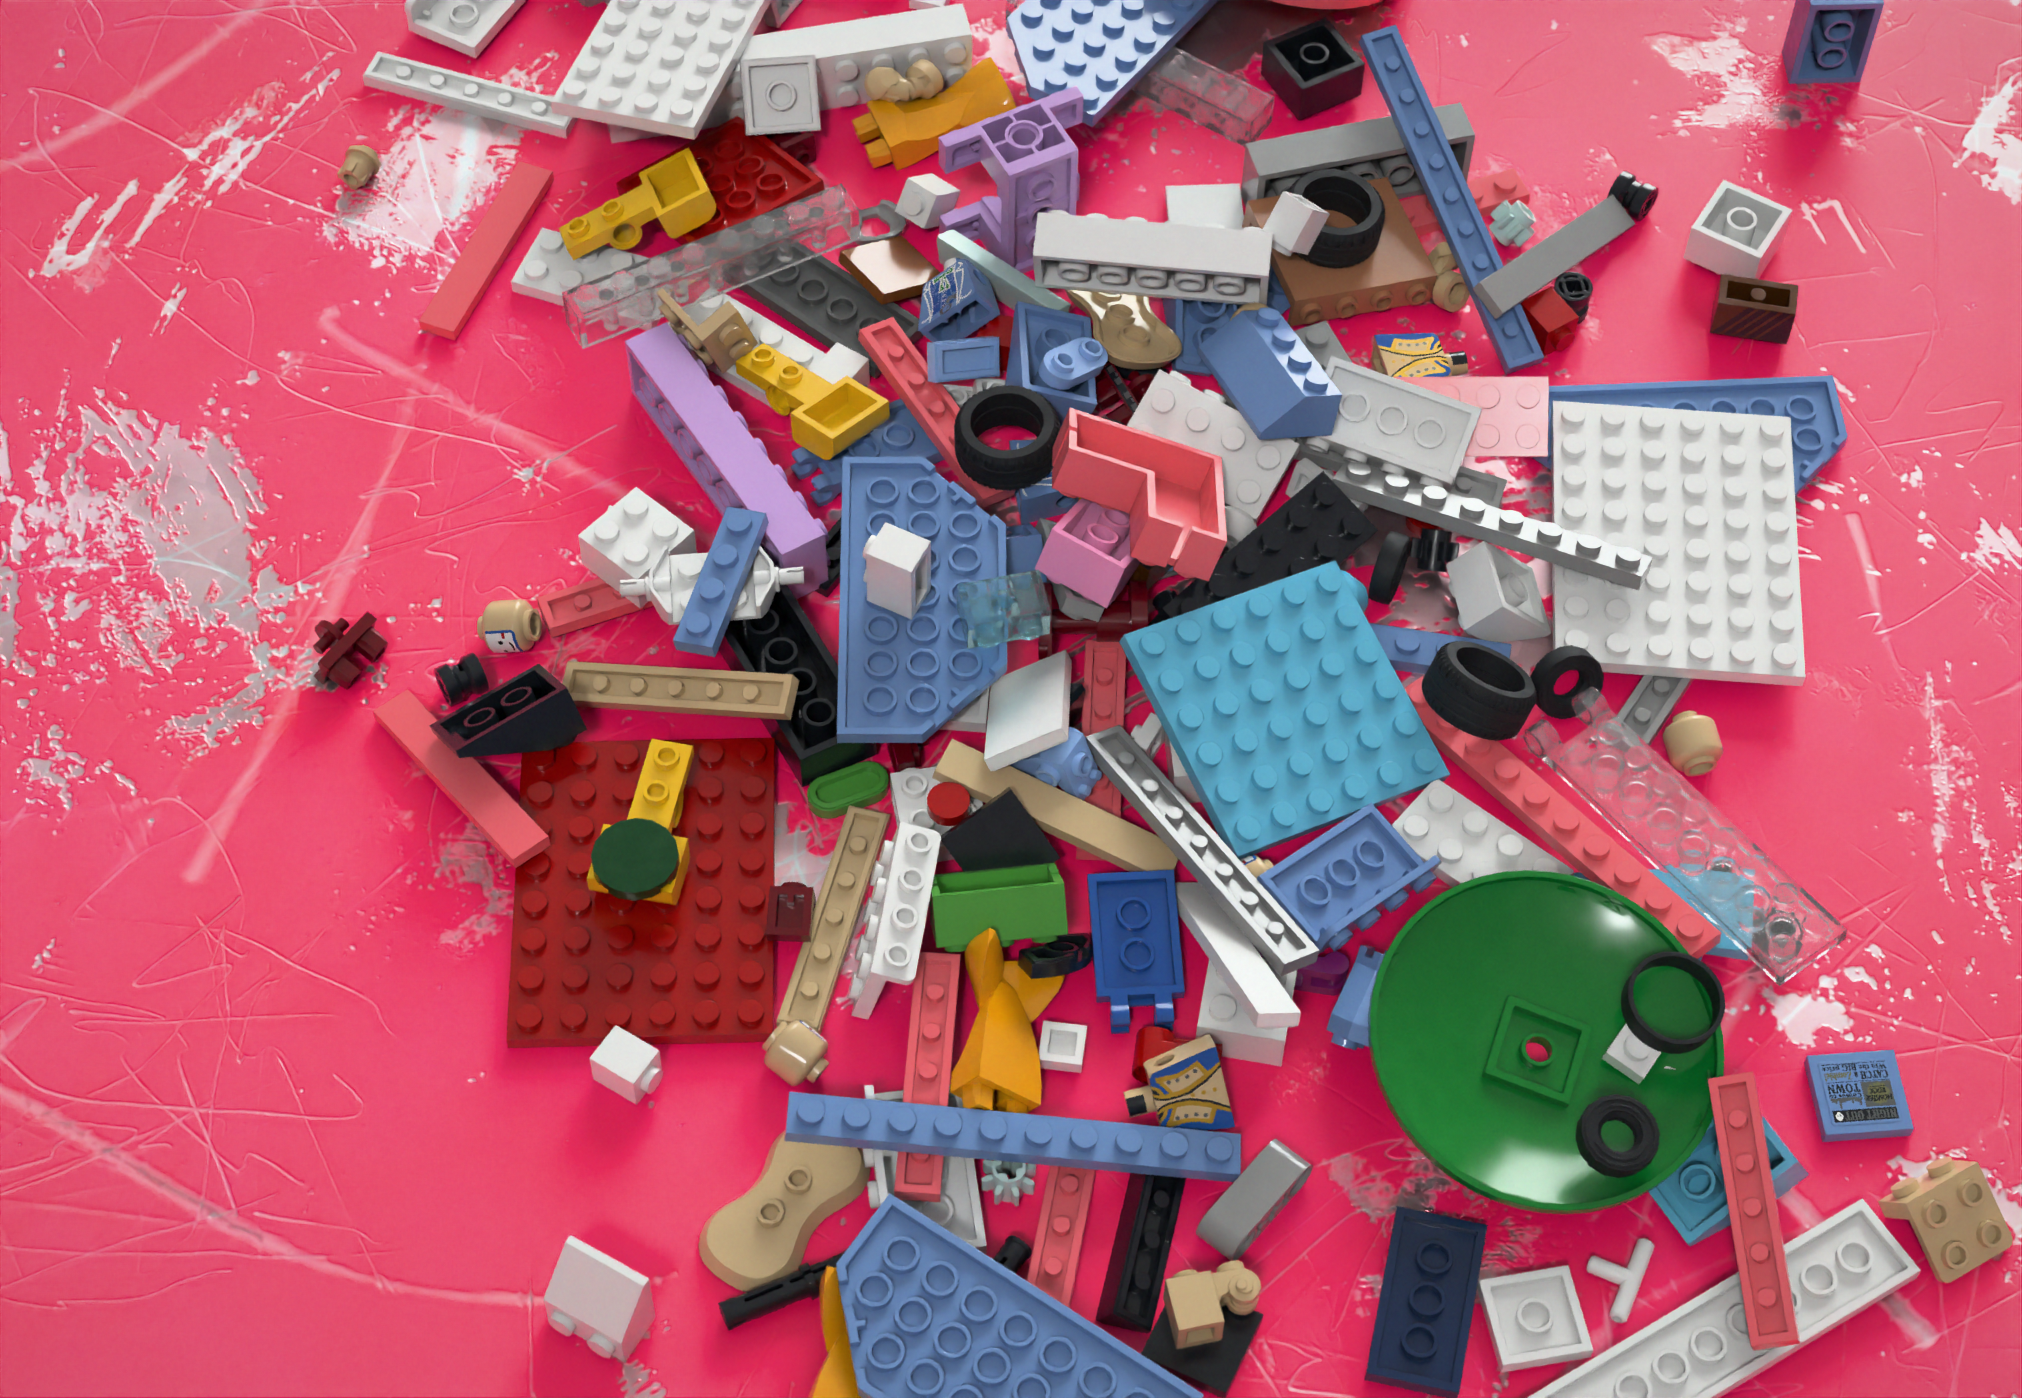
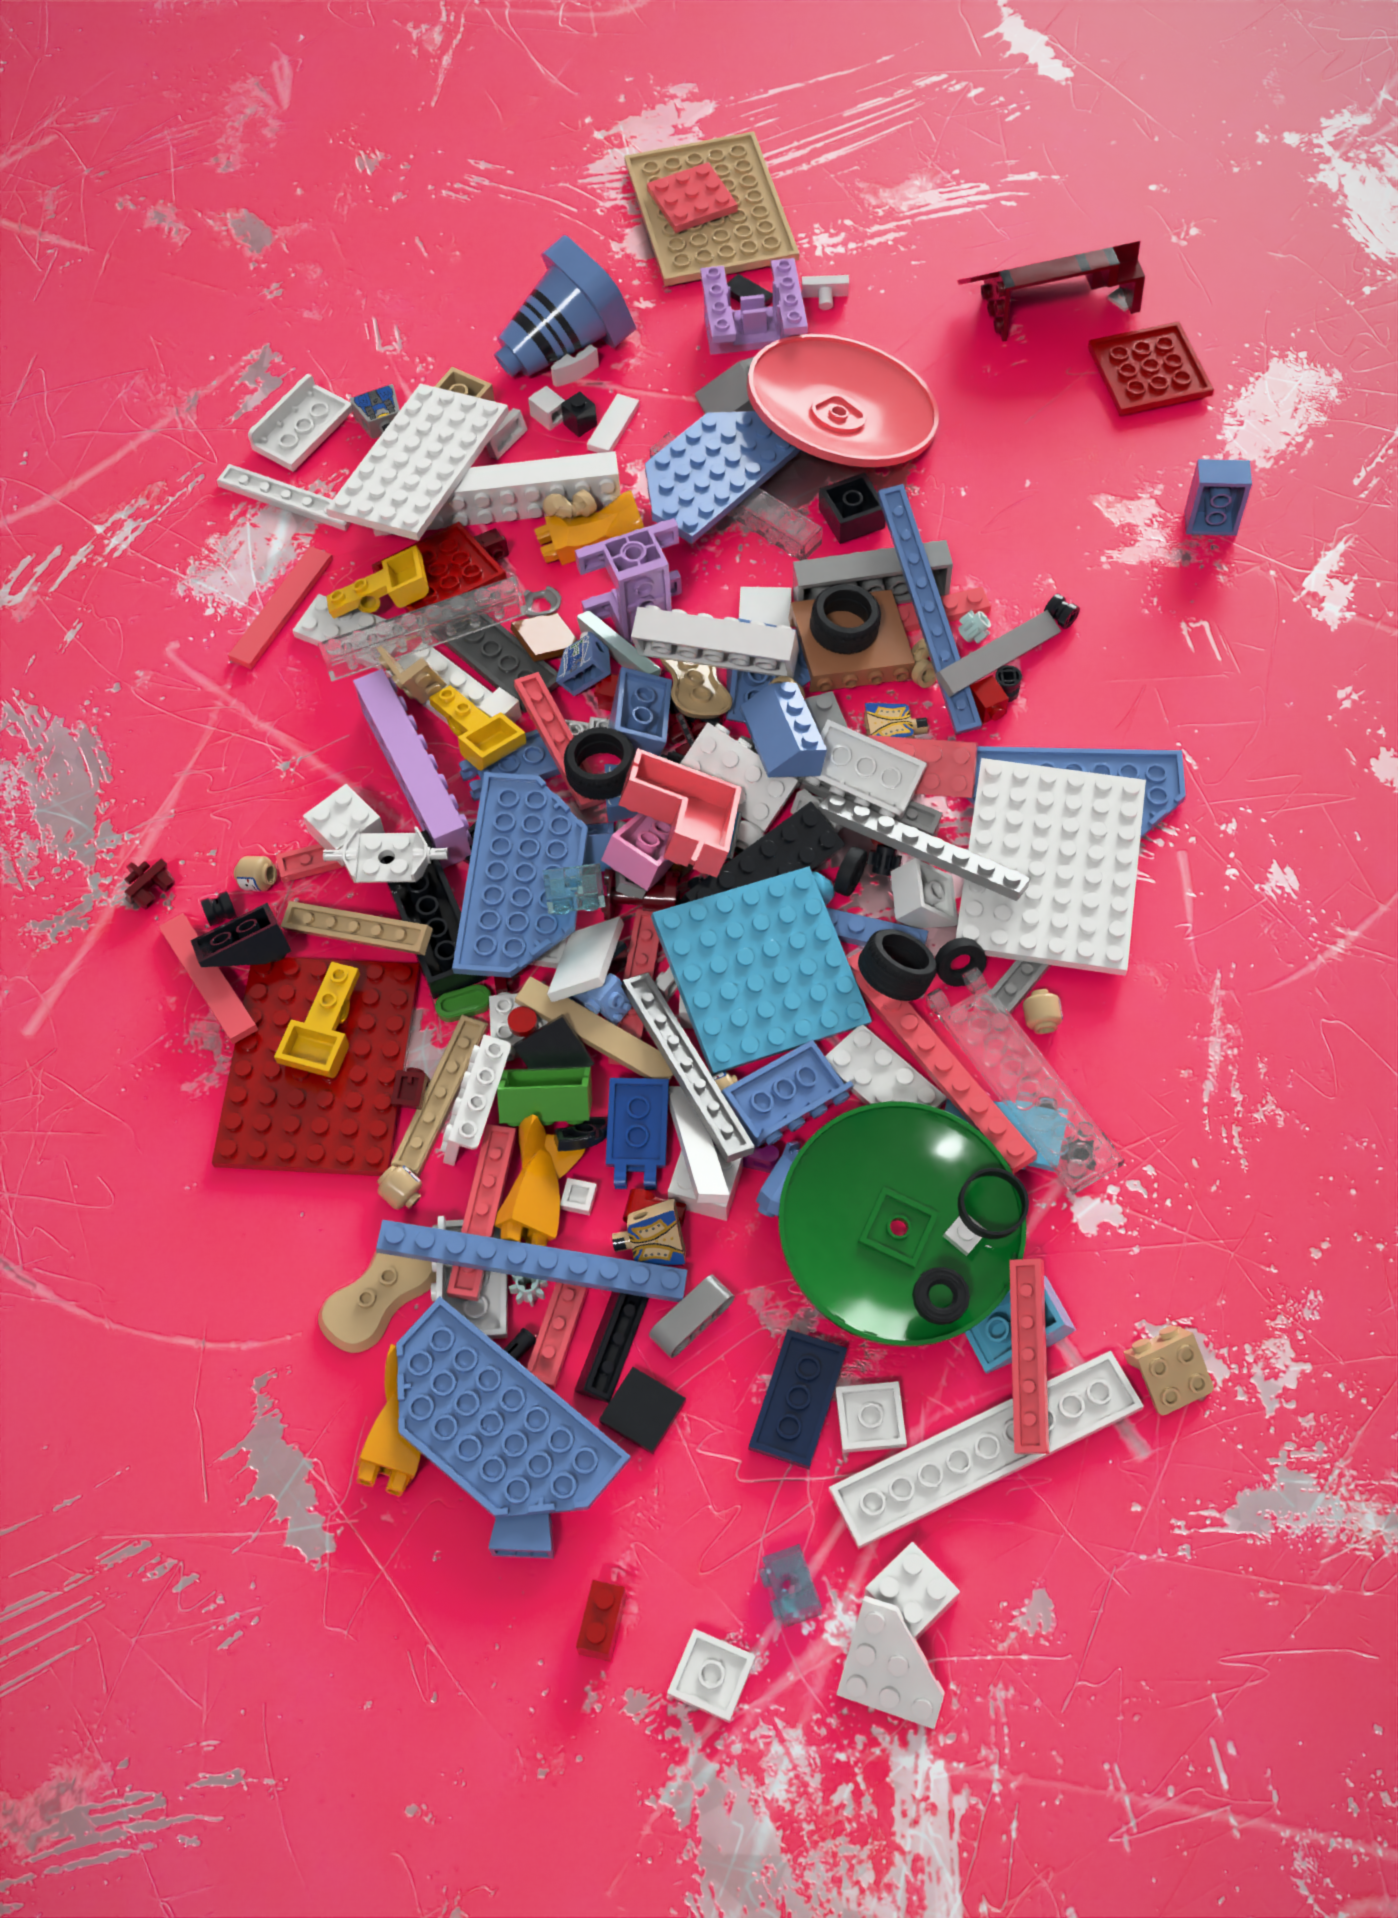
camera: 10 degrees right, 5 degrees up
(359, 166) = (204, 544): tan hose -> none
(598, 1300) = (241, 1352): white slope -> none
(626, 1065) = (287, 1187): white brick -> none
(635, 859) = (306, 1046): dark green tile -> none
(720, 581) = (389, 855): medium blue plate -> none
(775, 1294) = (359, 1356): black pin -> none
(780, 94) = (484, 510): white tile -> none
(897, 570) = (504, 857): white brick -> none
(926, 199) = (575, 588): white brick -> none
(963, 359) = (580, 704): light blue tile -> none
(1073, 363) = (658, 712): light blue plate -> none
(1196, 1300) = (640, 1384): tan brick -> none
(1295, 224) = (814, 623): white brick -> none
(1628, 1278) = (940, 1393): white piece -> none
(1737, 232) = (1130, 643): white brick -> none
(1754, 309) = (1133, 699): reddish brown brick -> none
(1858, 1095) = (1121, 1274): medium blue tile -> none

